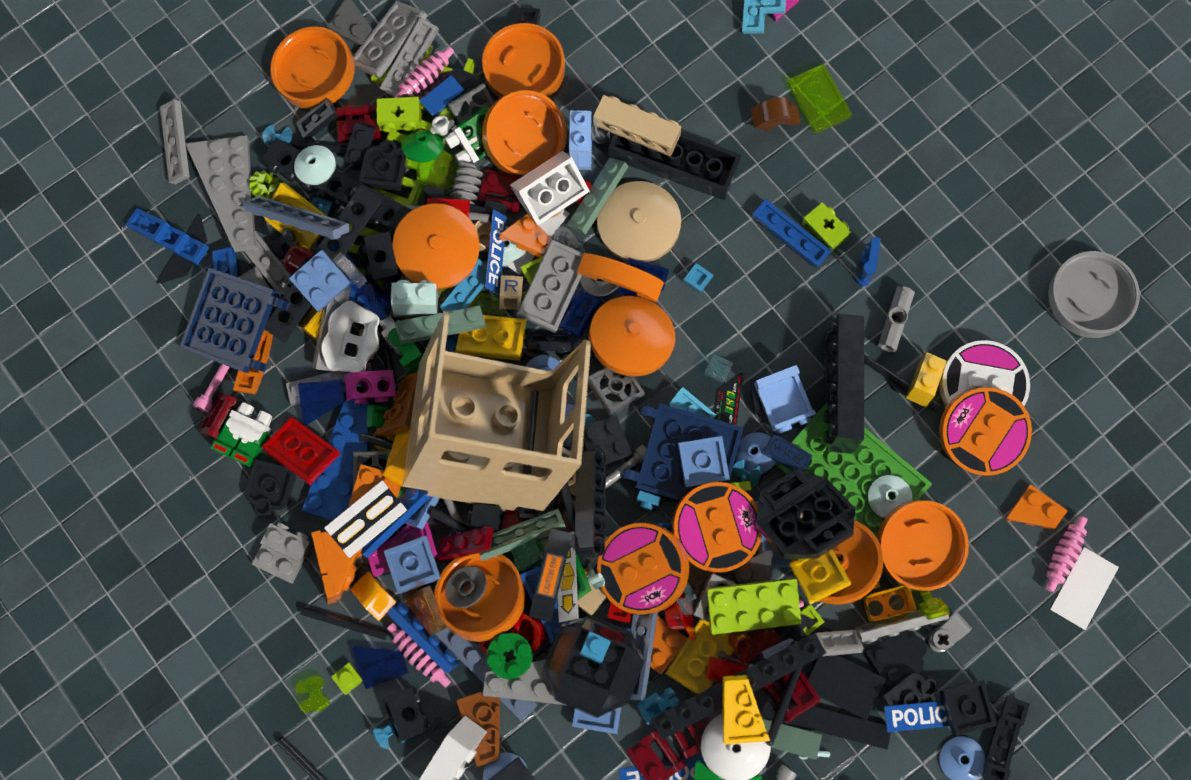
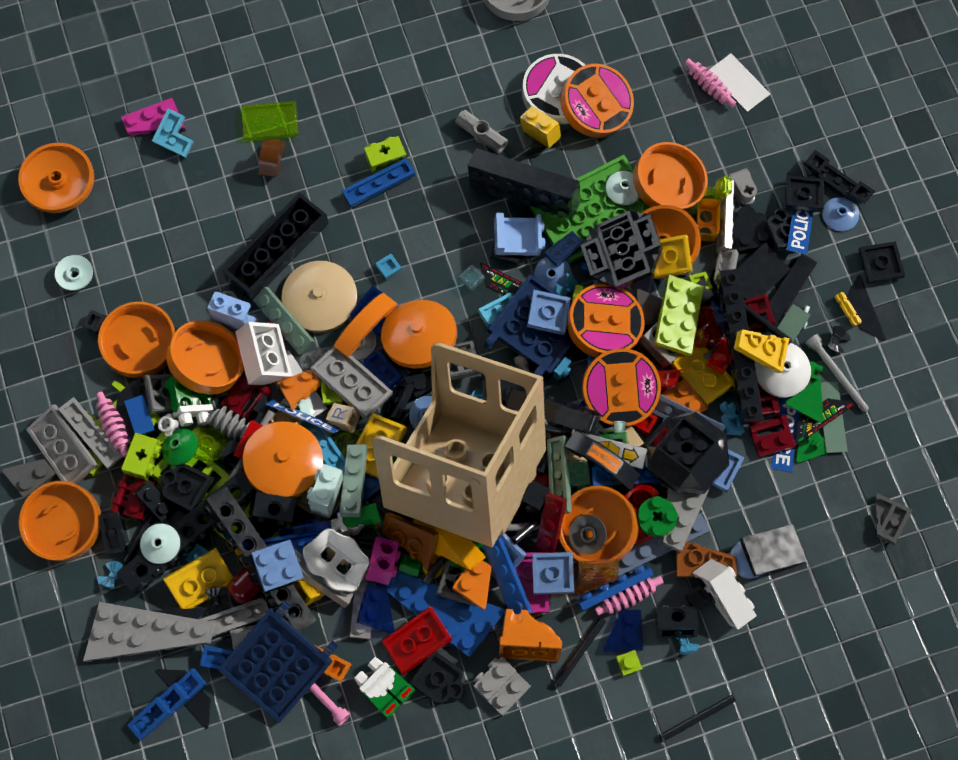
camera: 75 degrees left, 5 degrees down
(174, 141) = (77, 669): light grey plate -> none
(217, 415) = (358, 704): dark red plate -> none
(256, 184) = (162, 602): lime gear -> none
(296, 217) = (208, 569): sand blue plate -> none
(313, 686) = (639, 694): clear neon green piece -> none
(349, 270) = (276, 537): clear beam -> none
(365, 519) = (503, 596): sticker -> none
(373, 595) = (568, 614): light orange piece -> none
(531, 427) = (470, 435): black bar -> none
(595, 647) = (676, 440): dark azure plate -> none
(637, 125) = (241, 261): tan brick -> none
(686, 604) = (659, 365): clear light blue piece -> none
(869, 258) = (424, 130): blue plate -> none
(1036, 509) = (668, 91): orange wing -> none

